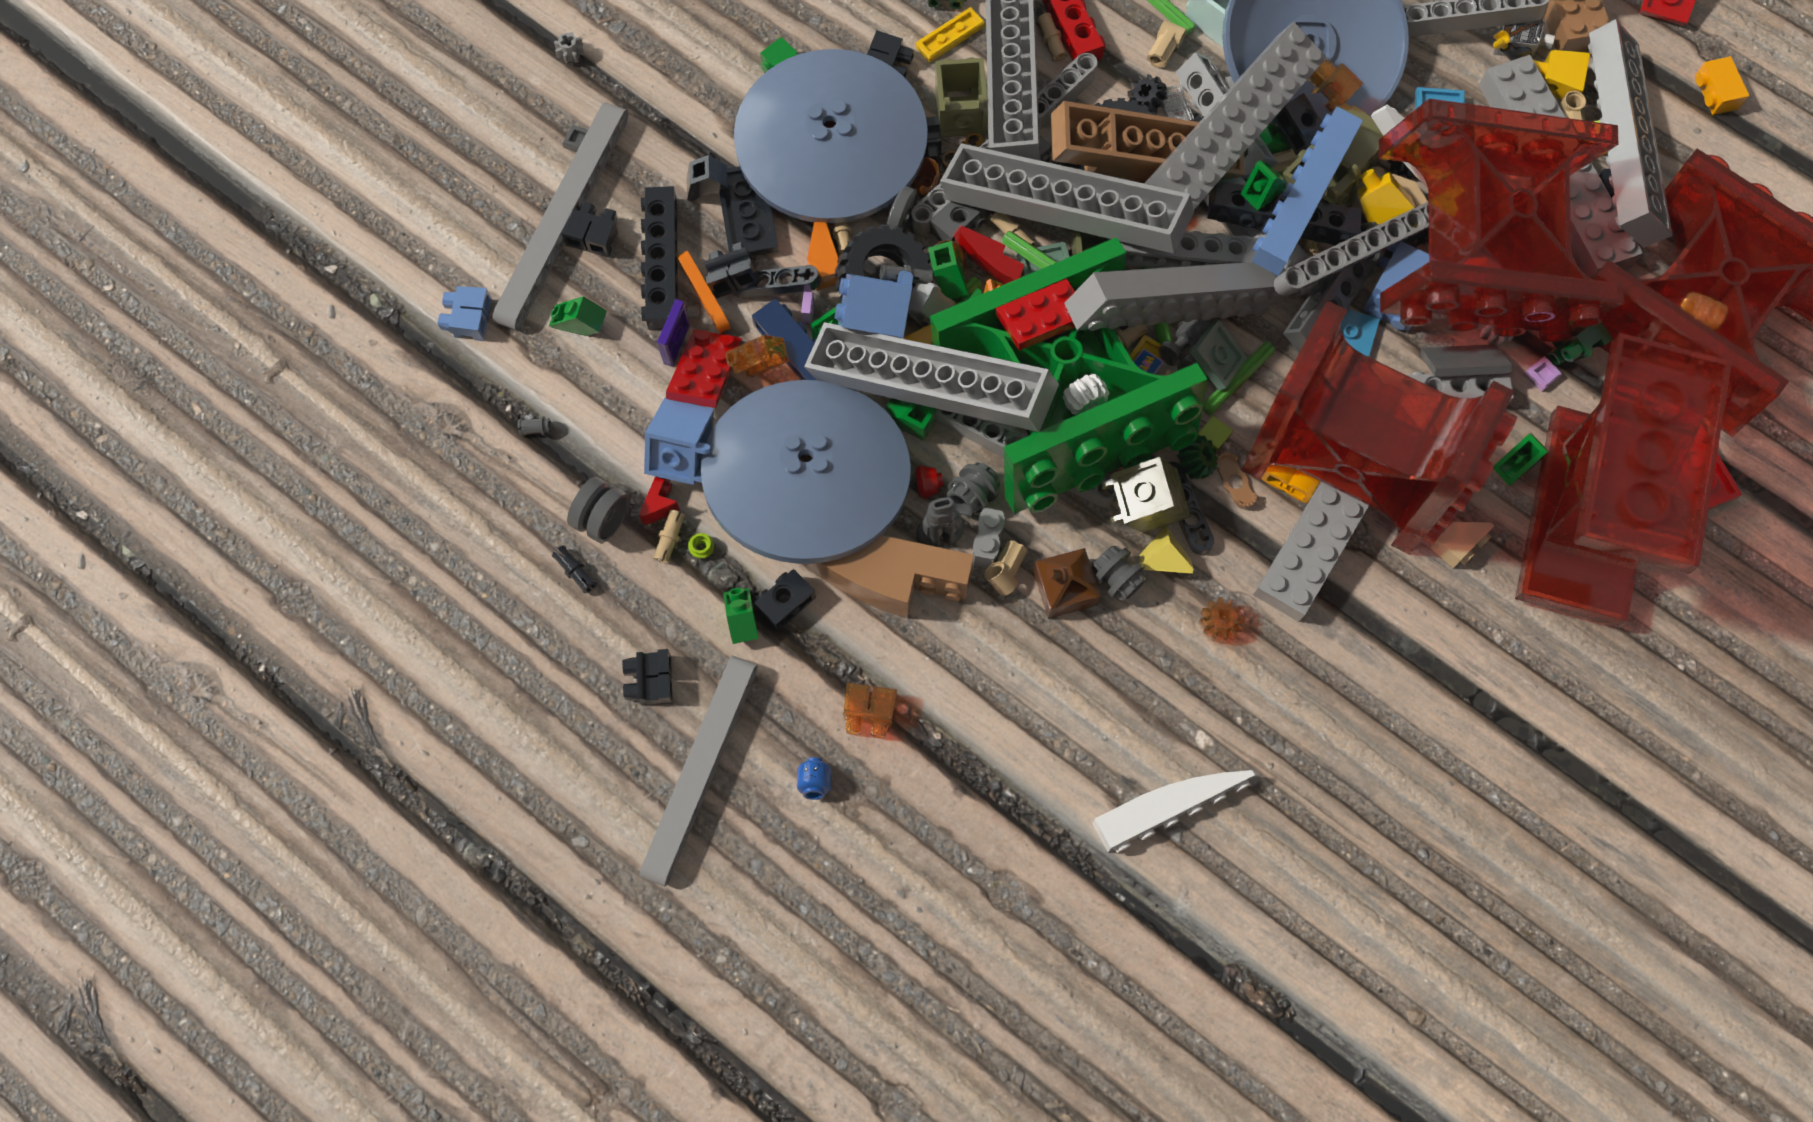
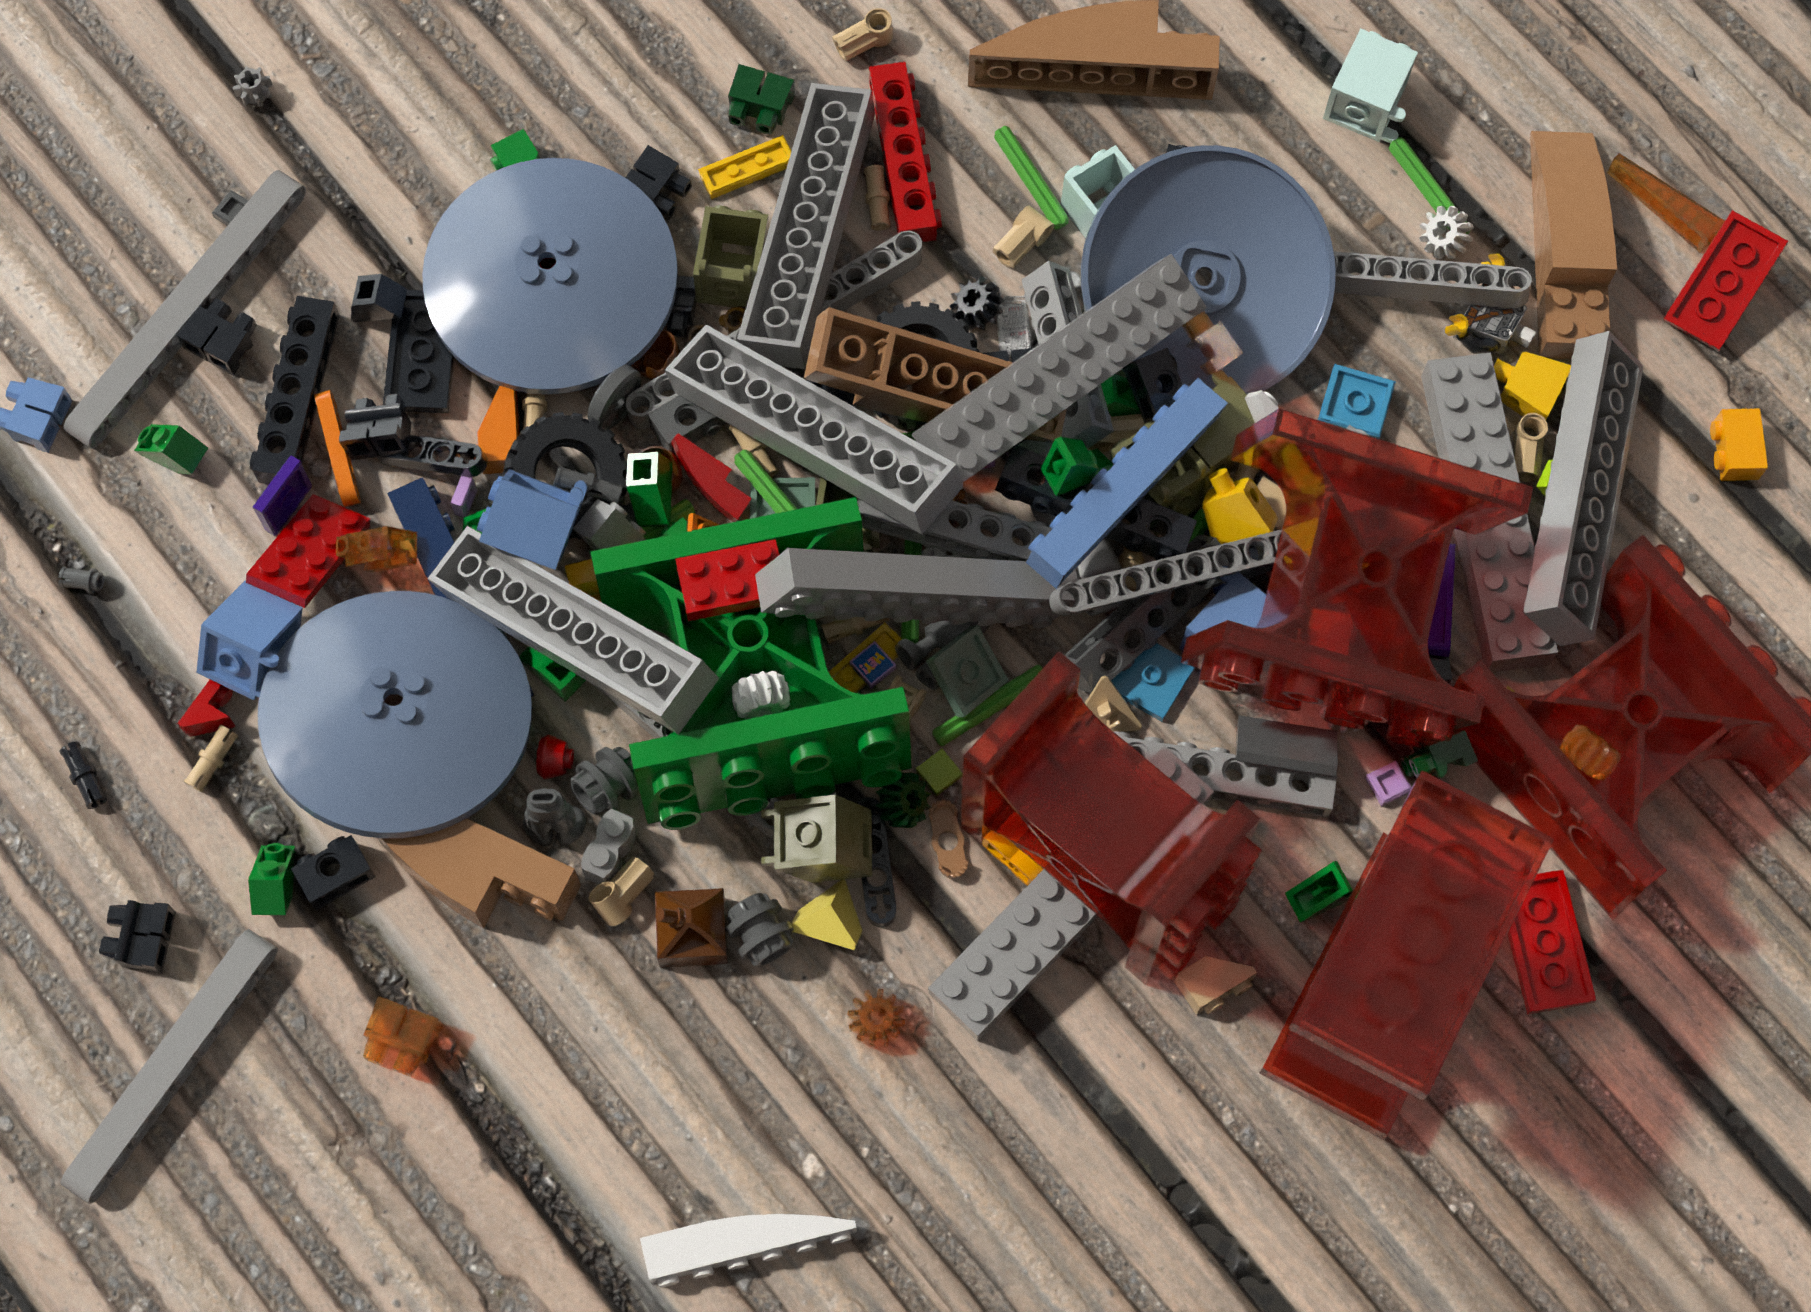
camera: 10 degrees right, 0 degrees up
(598, 509) = (128, 706): dark grey wheel -> none
(699, 539) = (242, 772): lime plate -> none
(814, 778) = (307, 1109): blue head -> none

